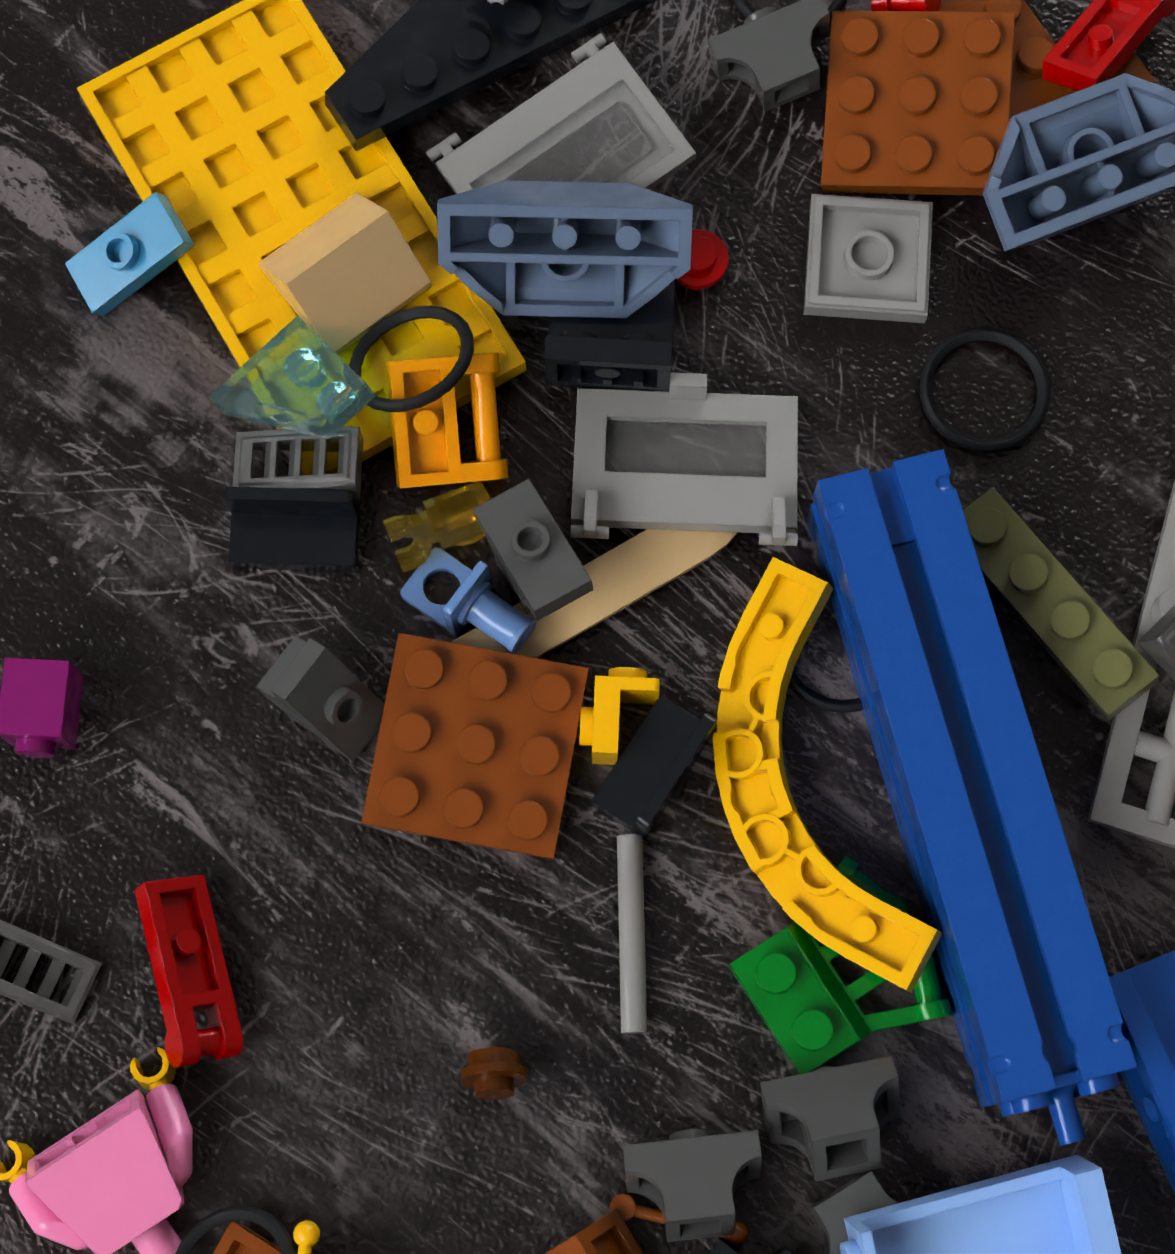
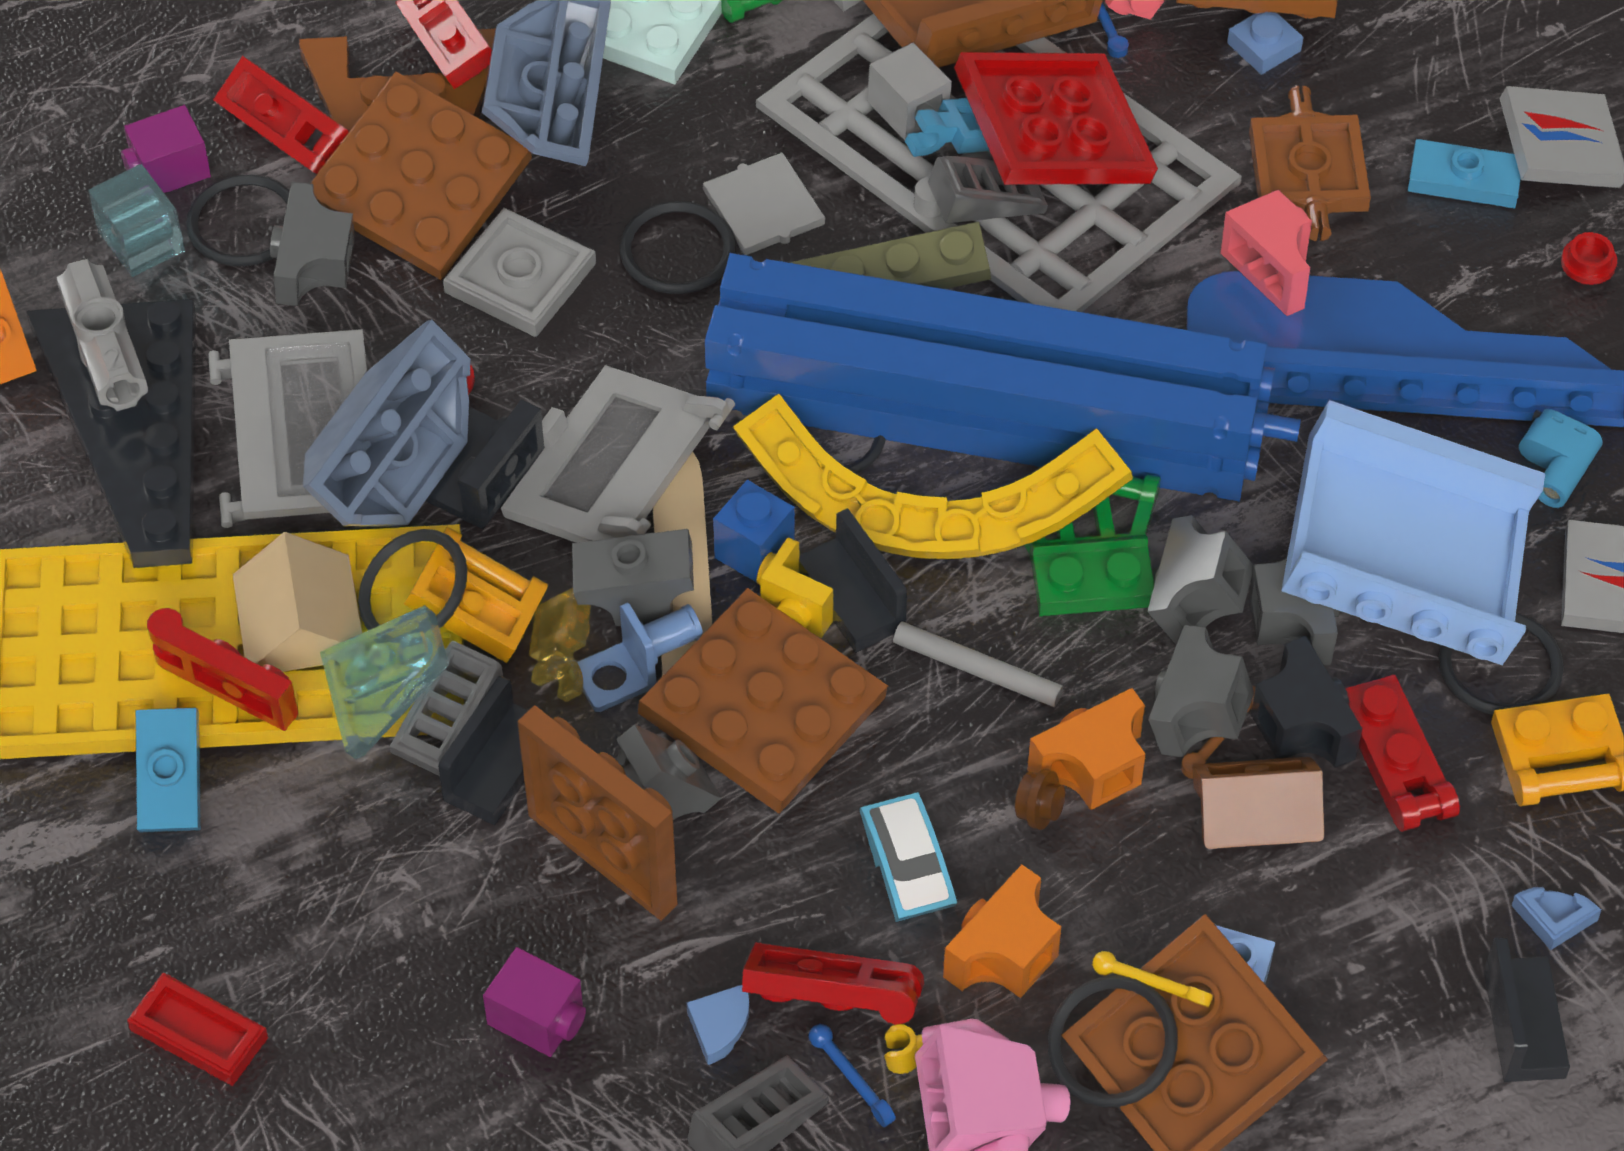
camera: 65 degrees left, 20 degrees down
(105, 882) = (719, 1021): none -> medium blue tile
(138, 985) = (821, 1037): none -> blue hinge
(226, 663) = (599, 811): none -> dark orange plate
(236, 237) = (222, 670): none -> red plate
(314, 1113) = (1004, 938): none -> orange brick
(367, 973) = (908, 856): none -> slope
(576, 1100) = (1095, 749): none -> orange brick
(661, 638) = (751, 528): none -> blue brick
(1089, 444) = (764, 203): none -> light grey piece

